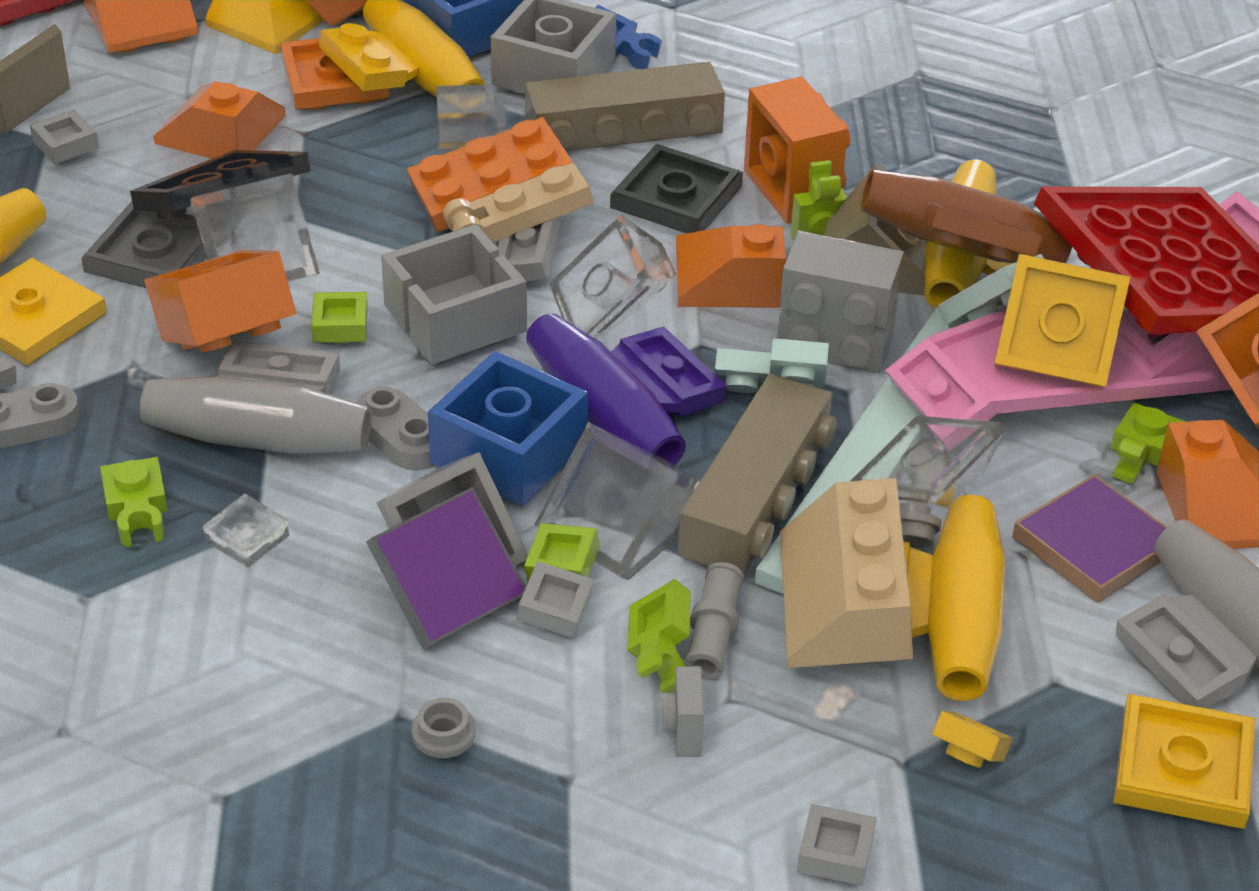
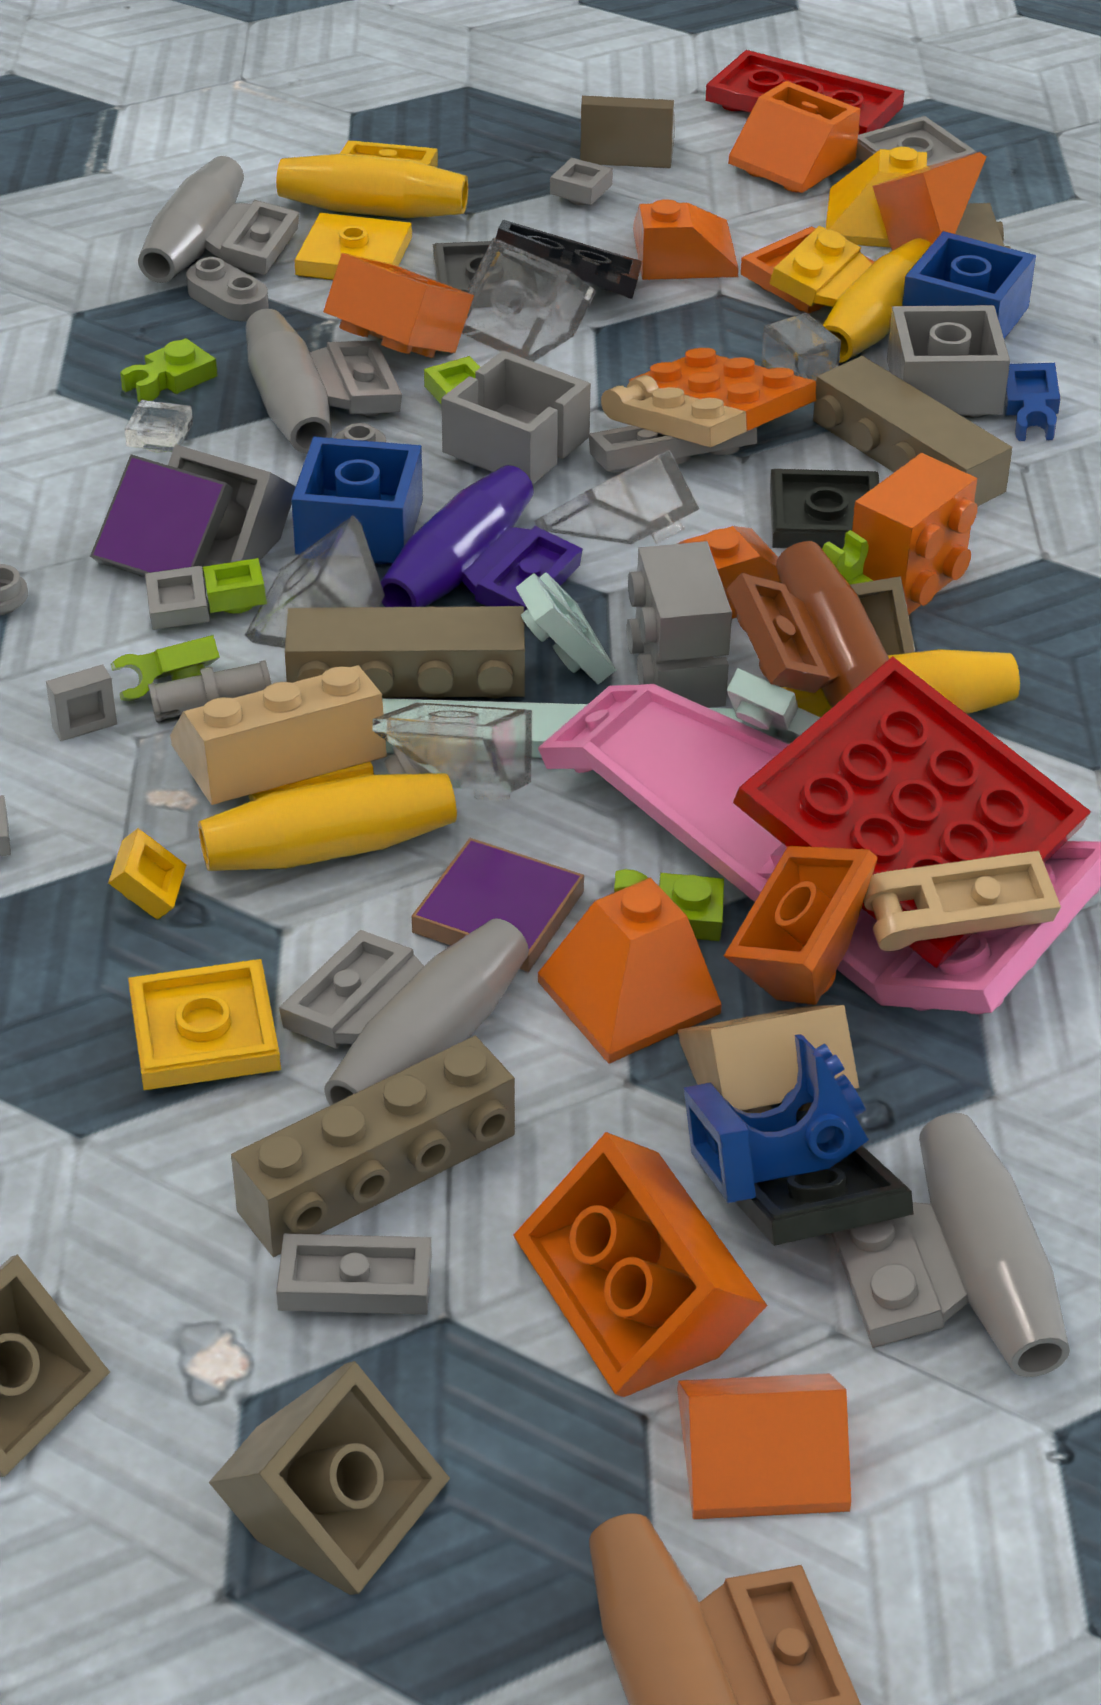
camera: 65 degrees right, 0 degrees up
(1062, 320) = (711, 742): yellow plate -> none

